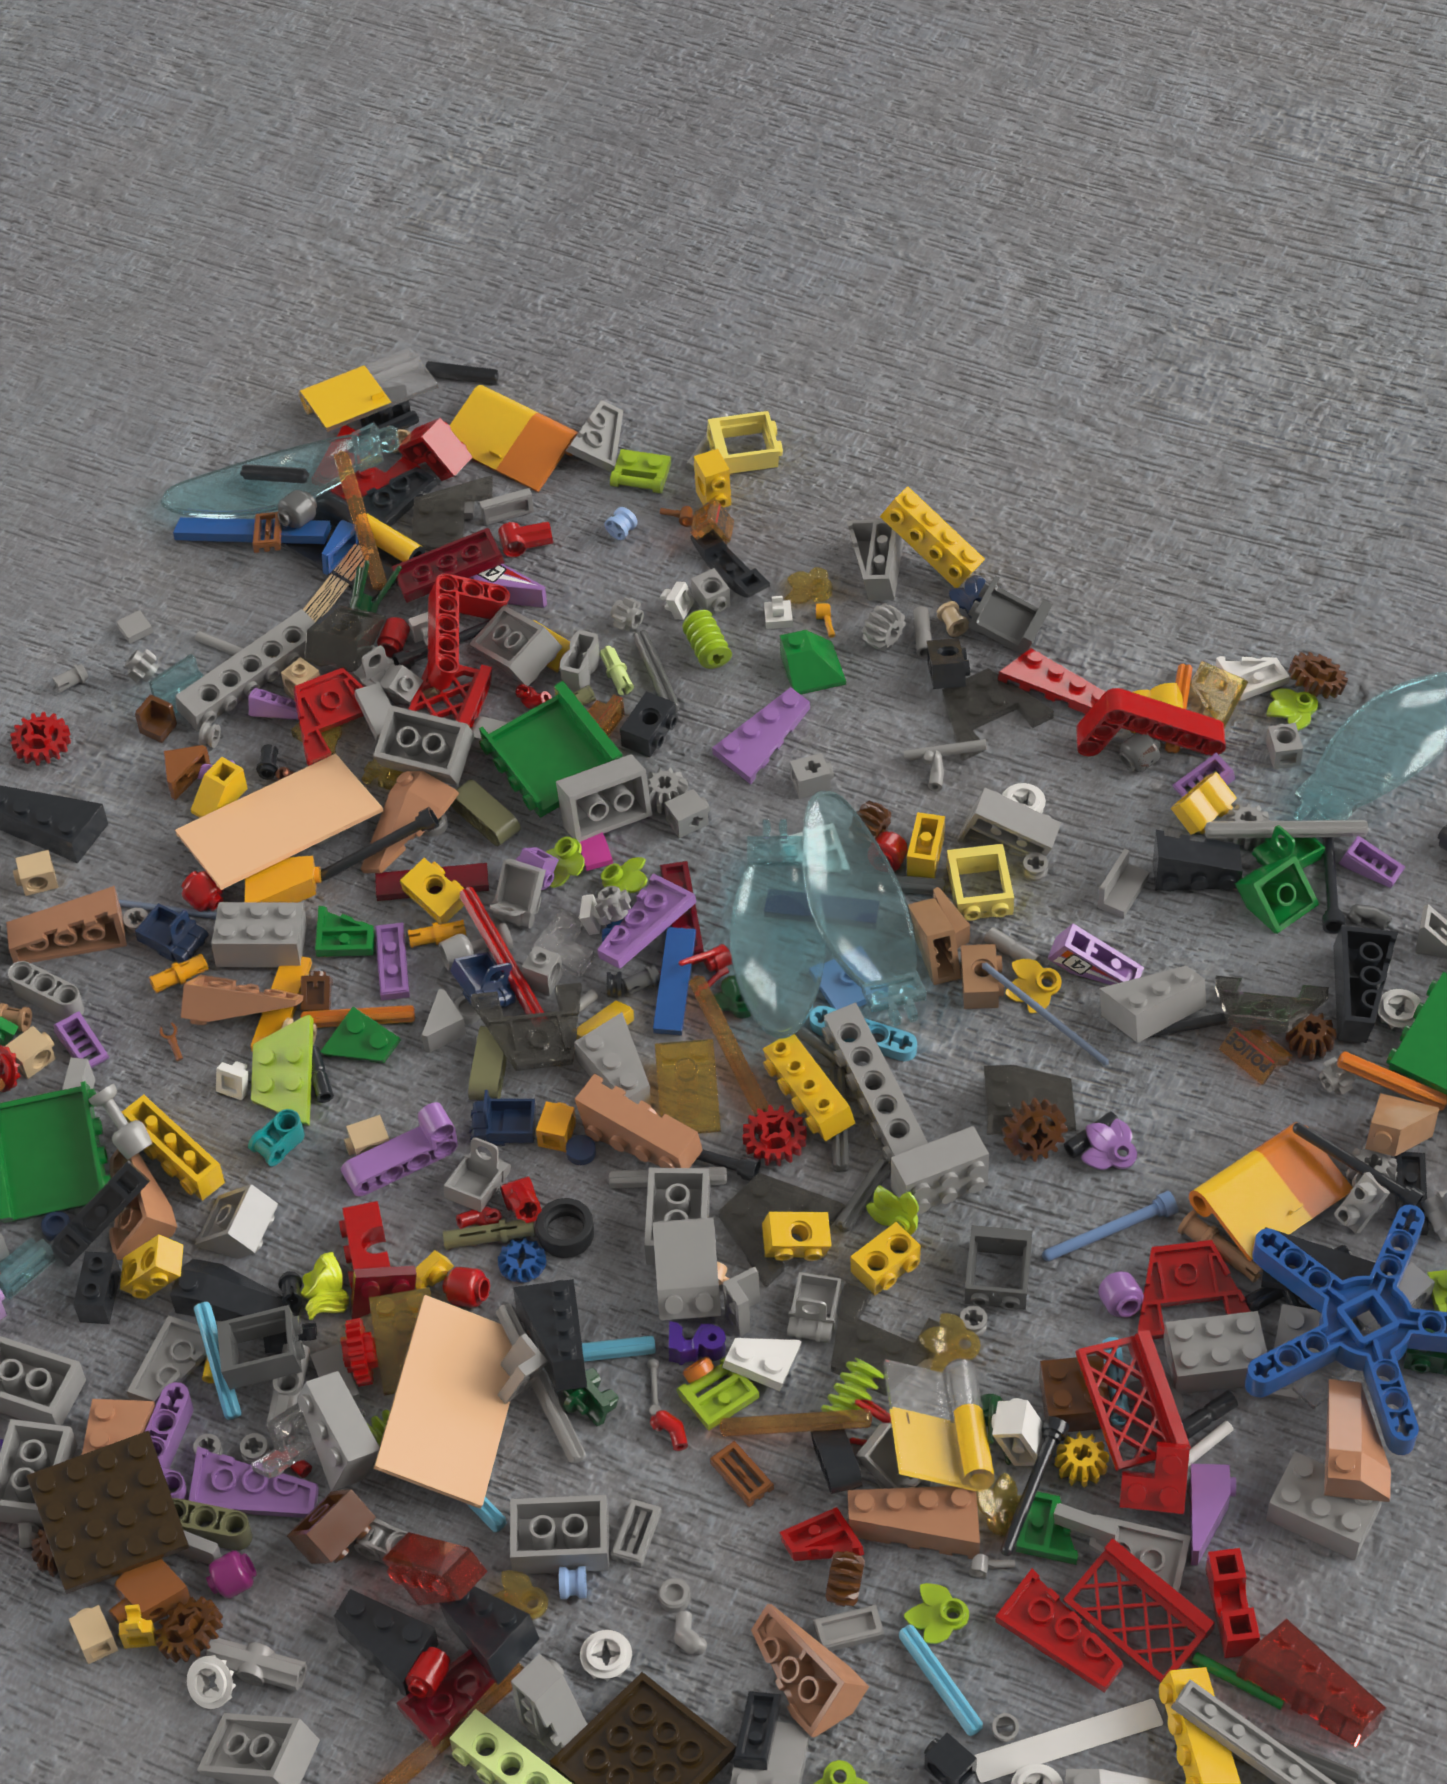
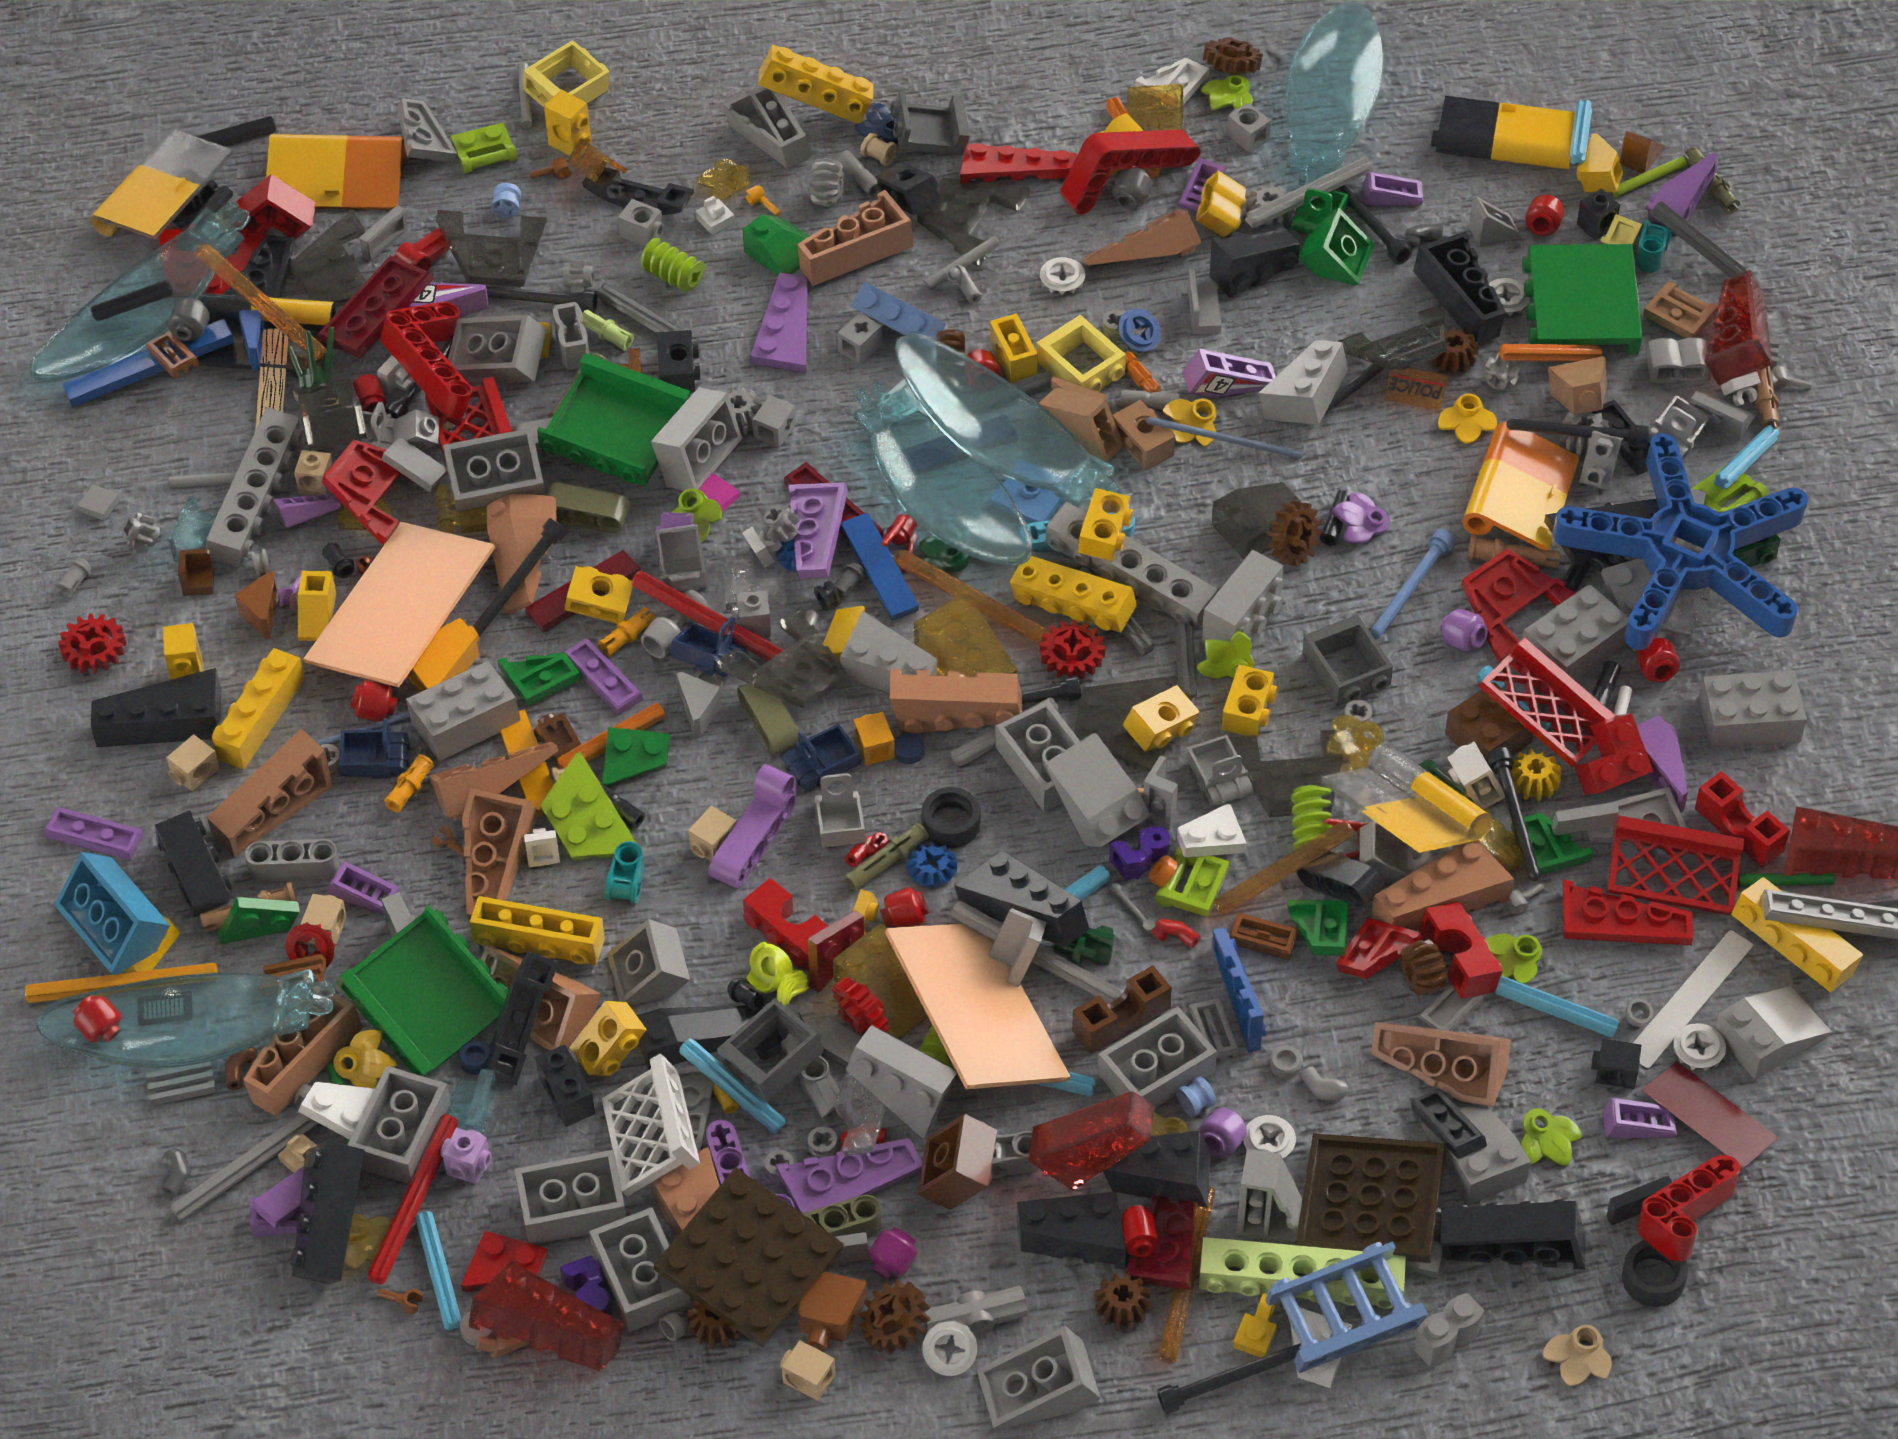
camera: 35 degrees left, 0 degrees up
(88, 779) = (181, 650): none -> yellow brick
(115, 853) = (258, 708): none -> yellow brick
(129, 1137) = (501, 936): light grey piece -> none
(133, 1368) = (670, 1115): none -> white fence
(136, 1631) = (848, 1344): yellow plate -> none
(193, 1062) = (494, 843): none -> nougat wedge
(376, 1736) = (1122, 1313): none -> reddish brown gear
(522, 1199) = (893, 810): red piece -> none
(530, 697) = (547, 390): red arm -> none
(545, 1475) = (1142, 1000): none -> reddish brown arch
(568, 1626) = (1223, 1132): none -> medium lavender head
(575, 568) = (492, 258): none -> clear smoke wing
(618, 637) = (586, 300): none -> black piece
(627, 876) = (764, 496): lime plate -> none
(674, 1521) = (1241, 995): none -> blue wing
(678, 600) = (614, 244): white tile -> none
(794, 1492) = (1321, 924): none -> green wing
(853, 768) = (895, 312): none -> medium blue brick
(861, 1034) = (1100, 523): none -> yellow brick
(868, 689) = (856, 240): none -> nougat wedge
(887, 1605) = (1473, 967): none -> red arch
(1006, 822) = (1062, 296): light grey wedge -> none
(1021, 920) = (1140, 374): none -> orange axle
(1055, 873) = (1138, 319): none -> blue gear
(1134, 811) = (1165, 236): none -> nougat wedge
(1274, 1106) = (1467, 418): none -> yellow plate
(1274, 1415) = (1658, 661): none -> red head
(1354, 1452) = (1751, 651): nougat wedge -> none

